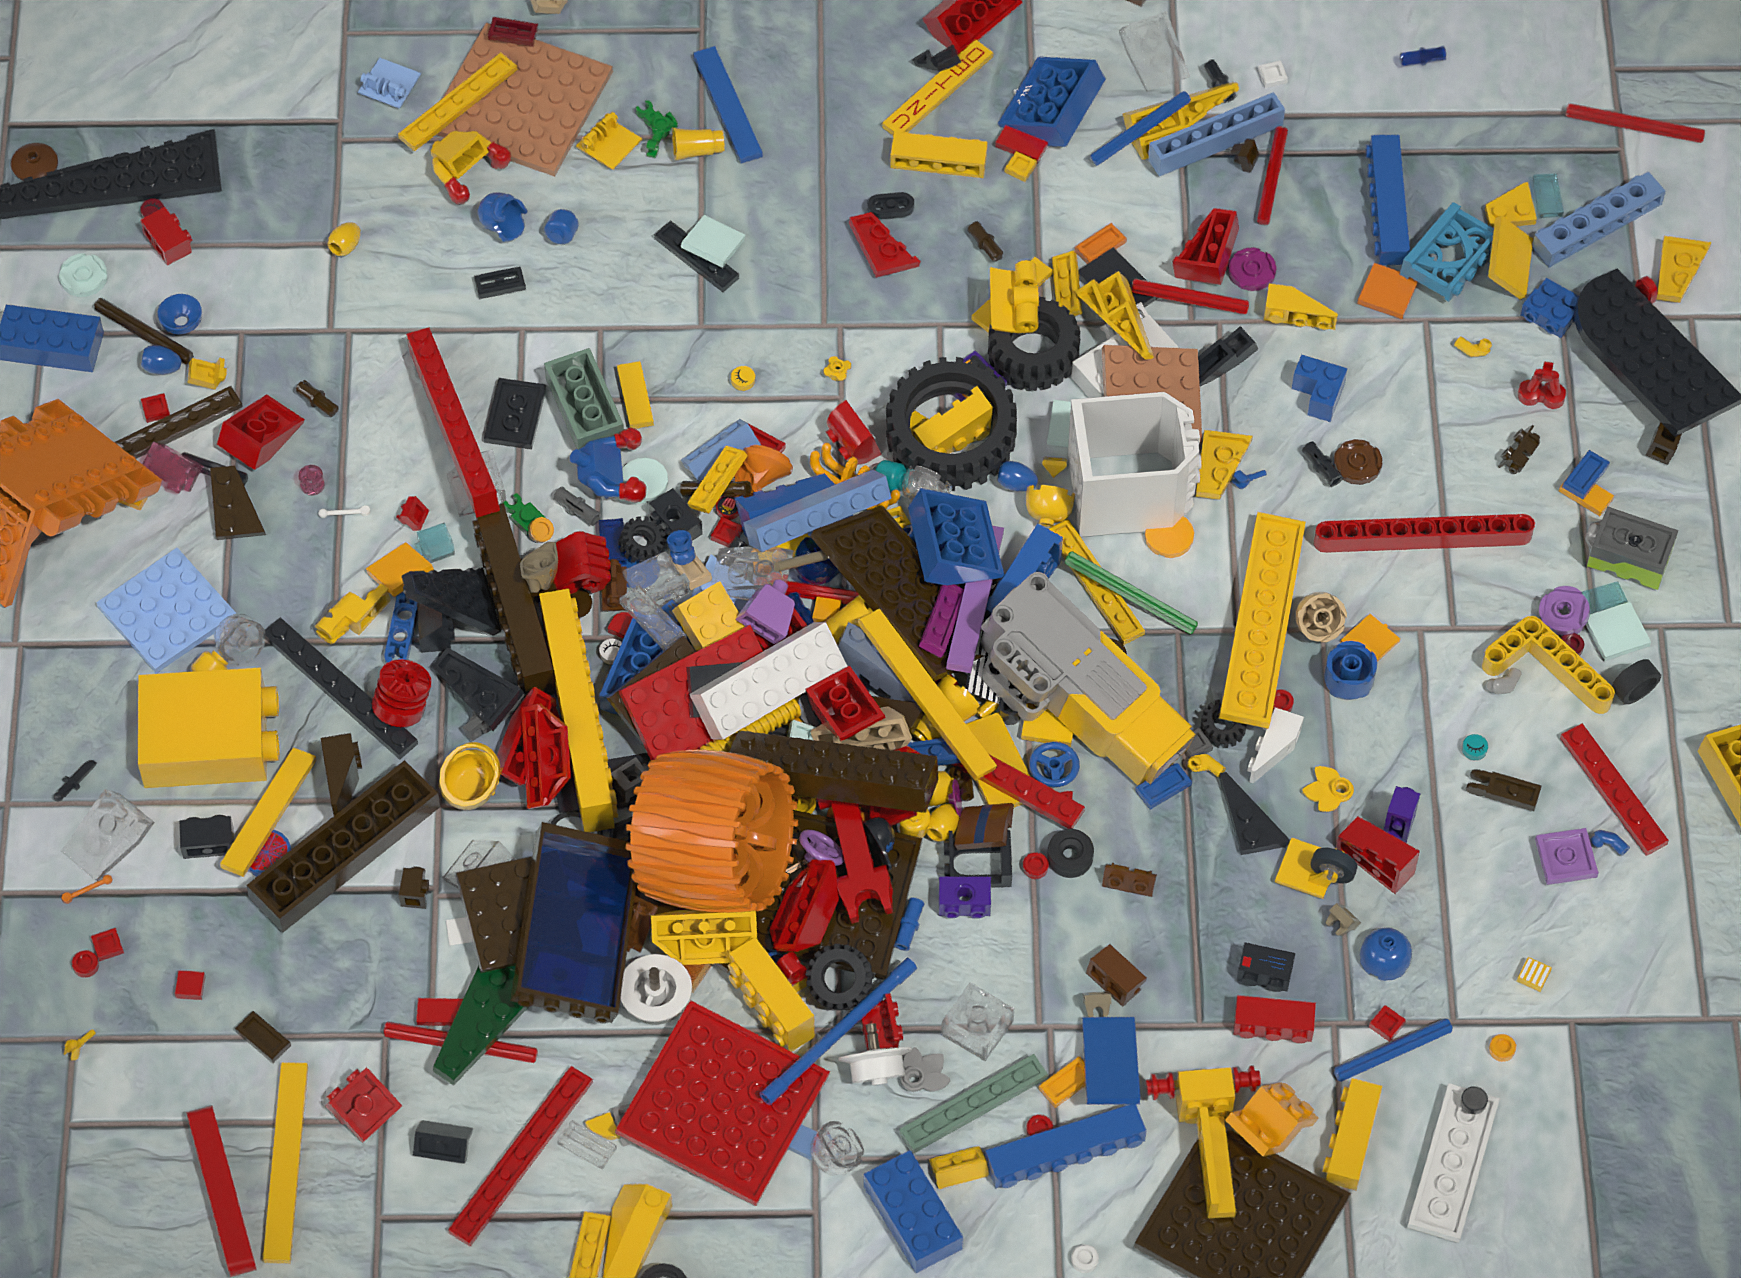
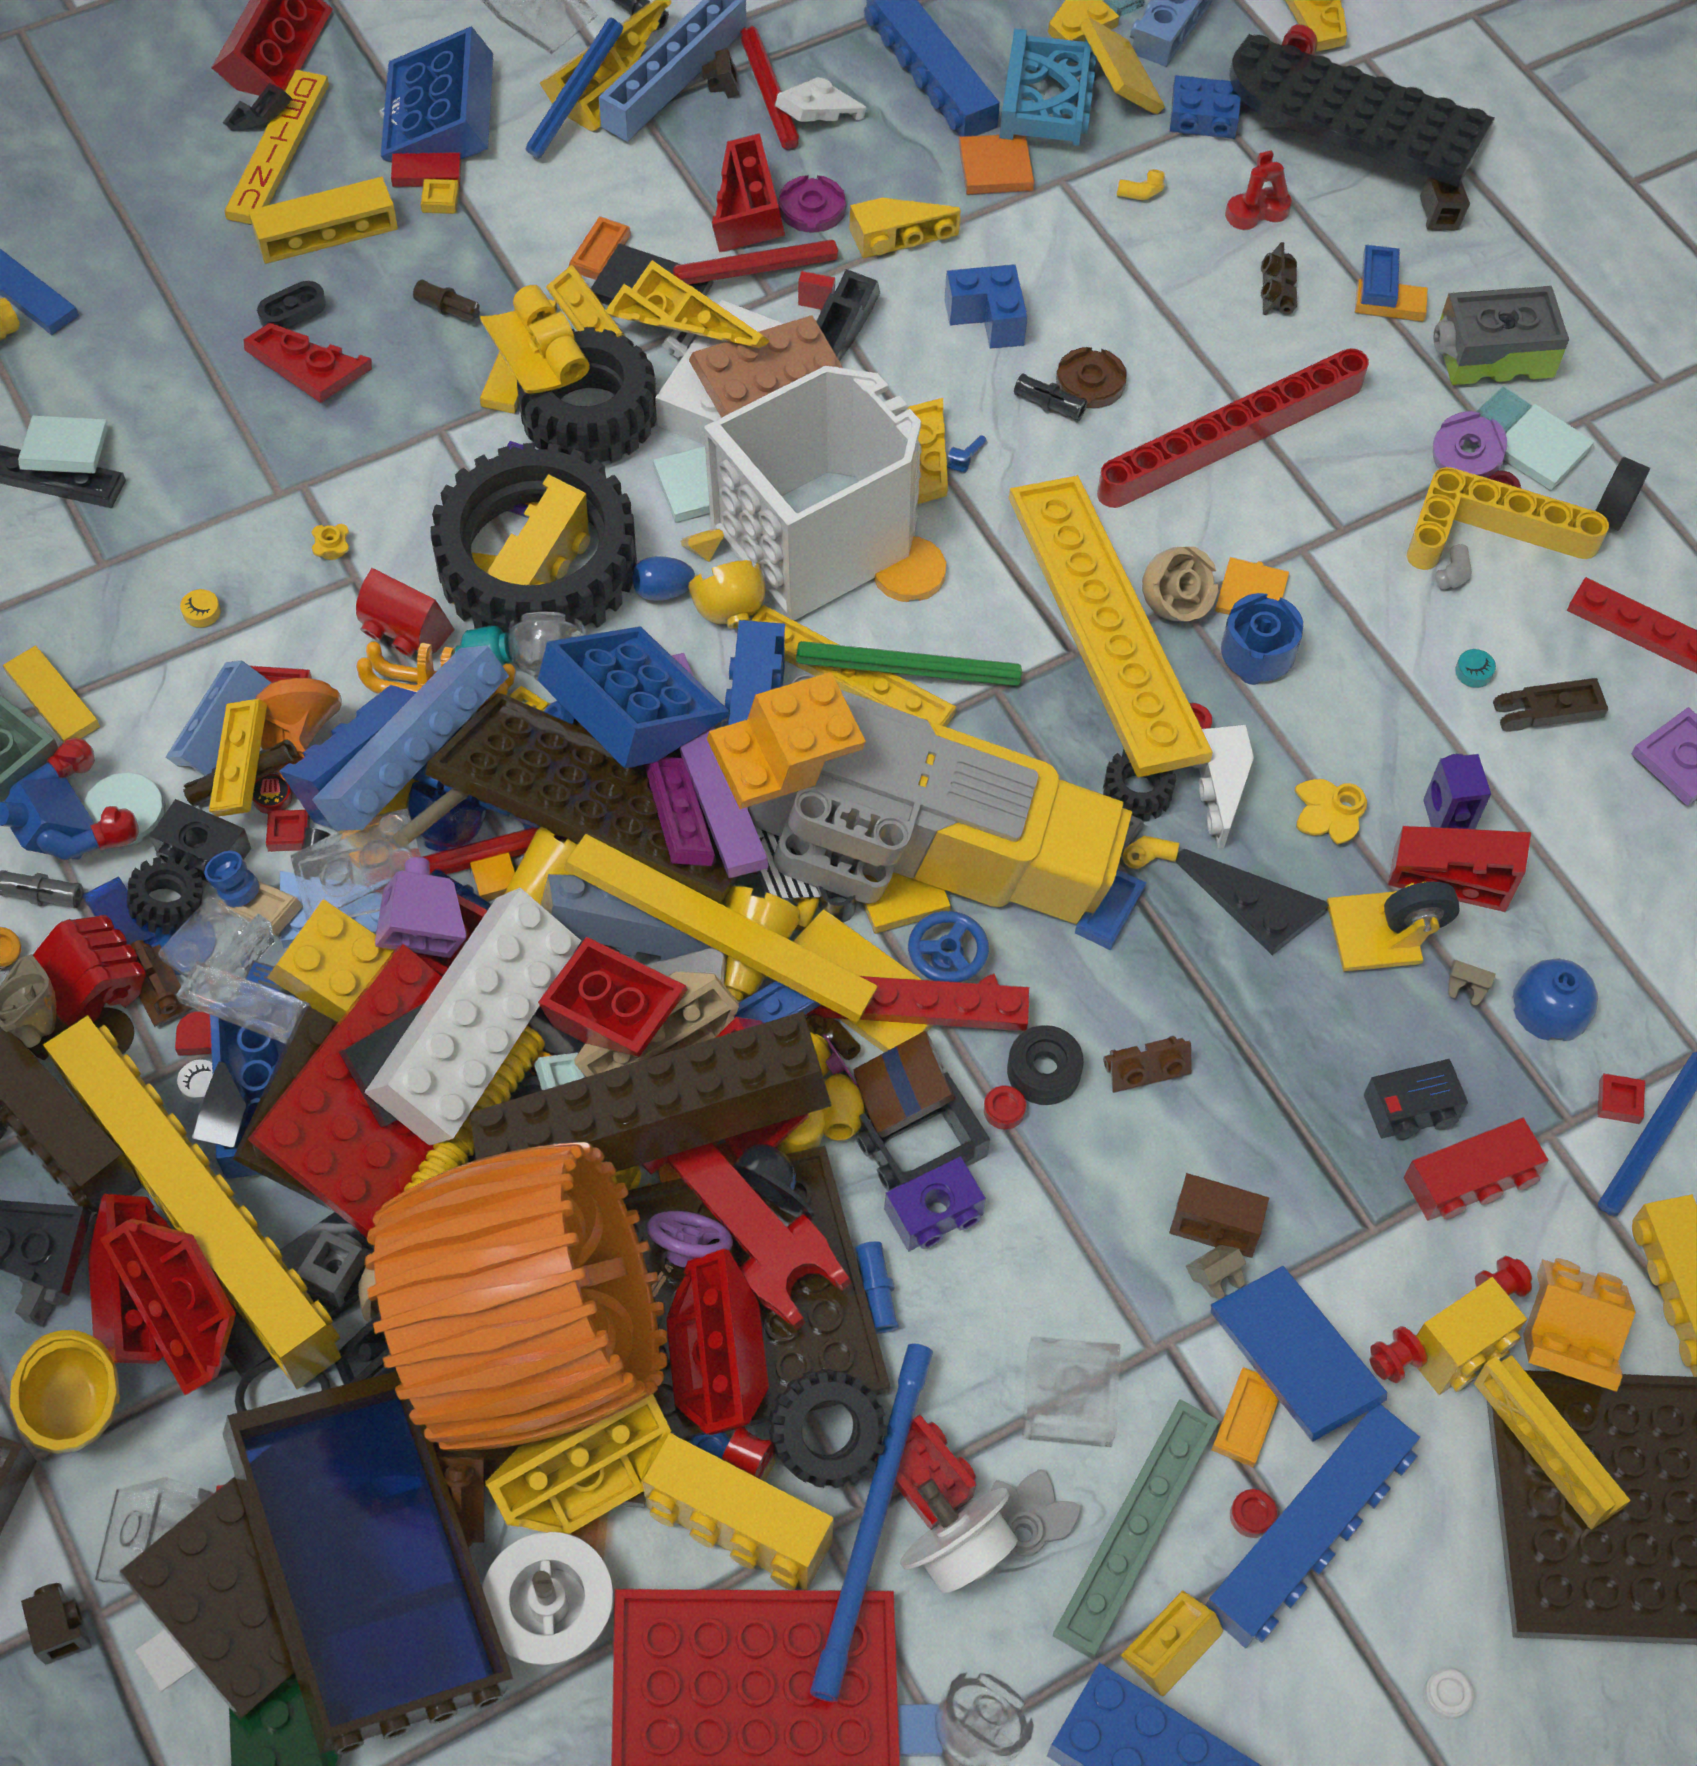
camera: 30 degrees left, 0 degrees up
(614, 670) = (223, 1109): none -> black slope
(1004, 605) = (785, 740): none -> light orange bracket
(1215, 329) = (814, 289): none -> red tile
(1295, 199) = (818, 101): none -> white wing

